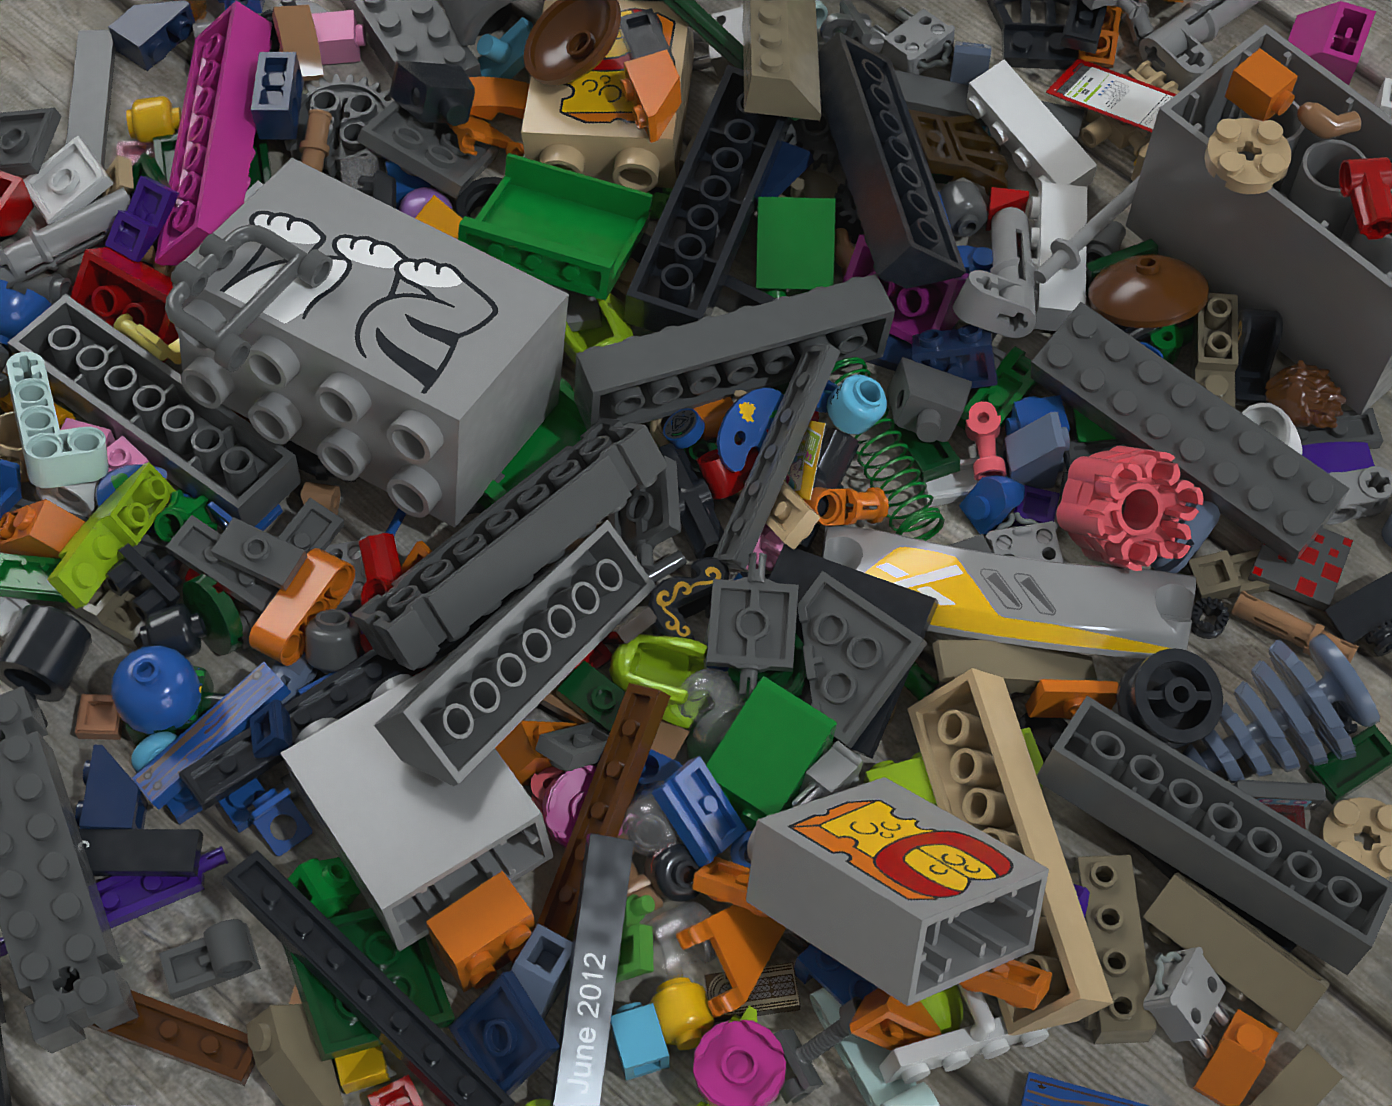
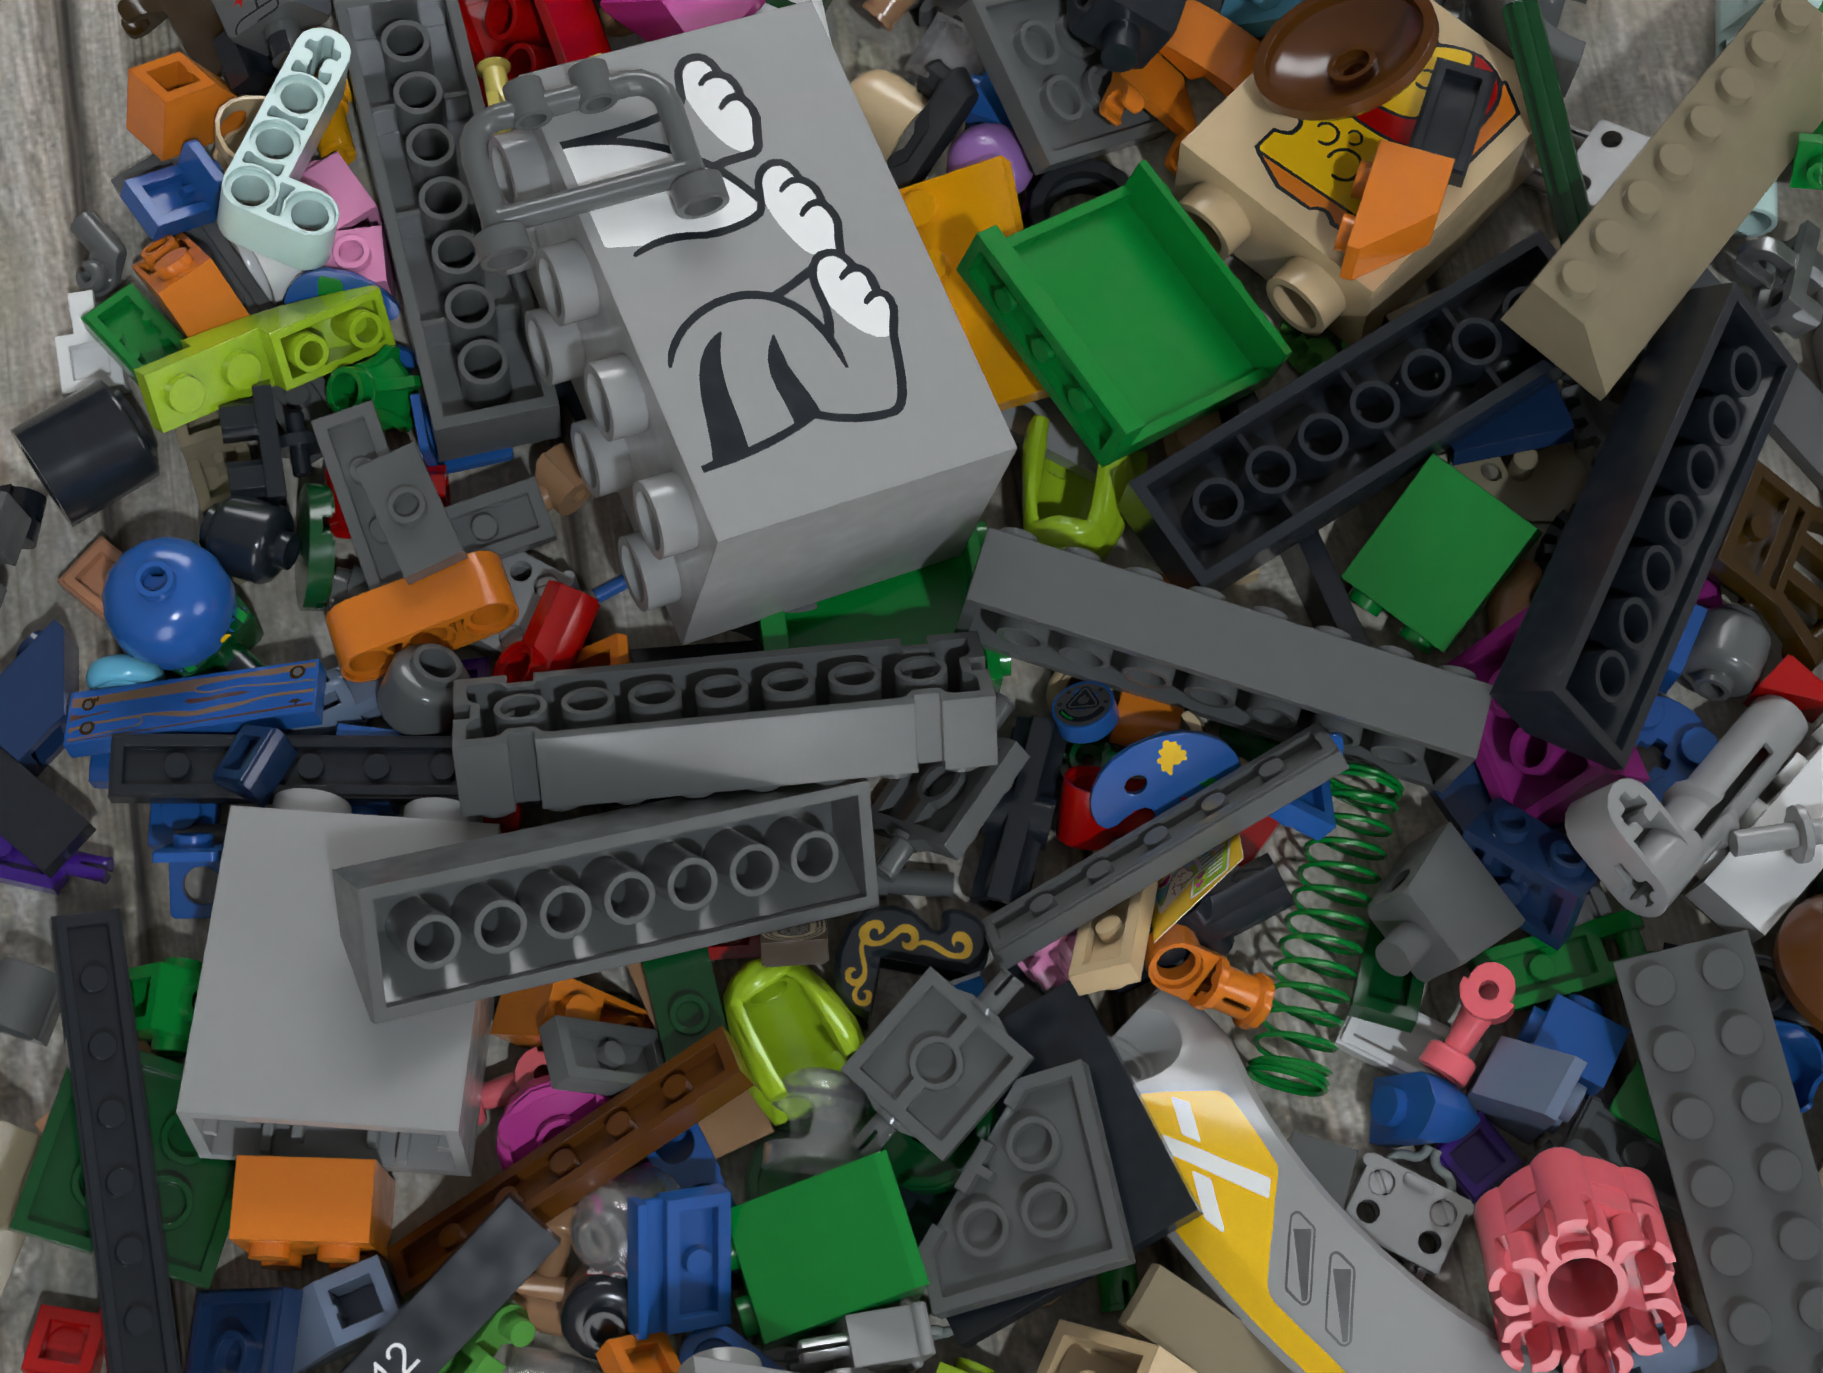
camera: 35 degrees right, 10 degrees up
(362, 1069) = (58, 1268): yellow slope -> none
(856, 404) = (1322, 853): medium azure head -> none

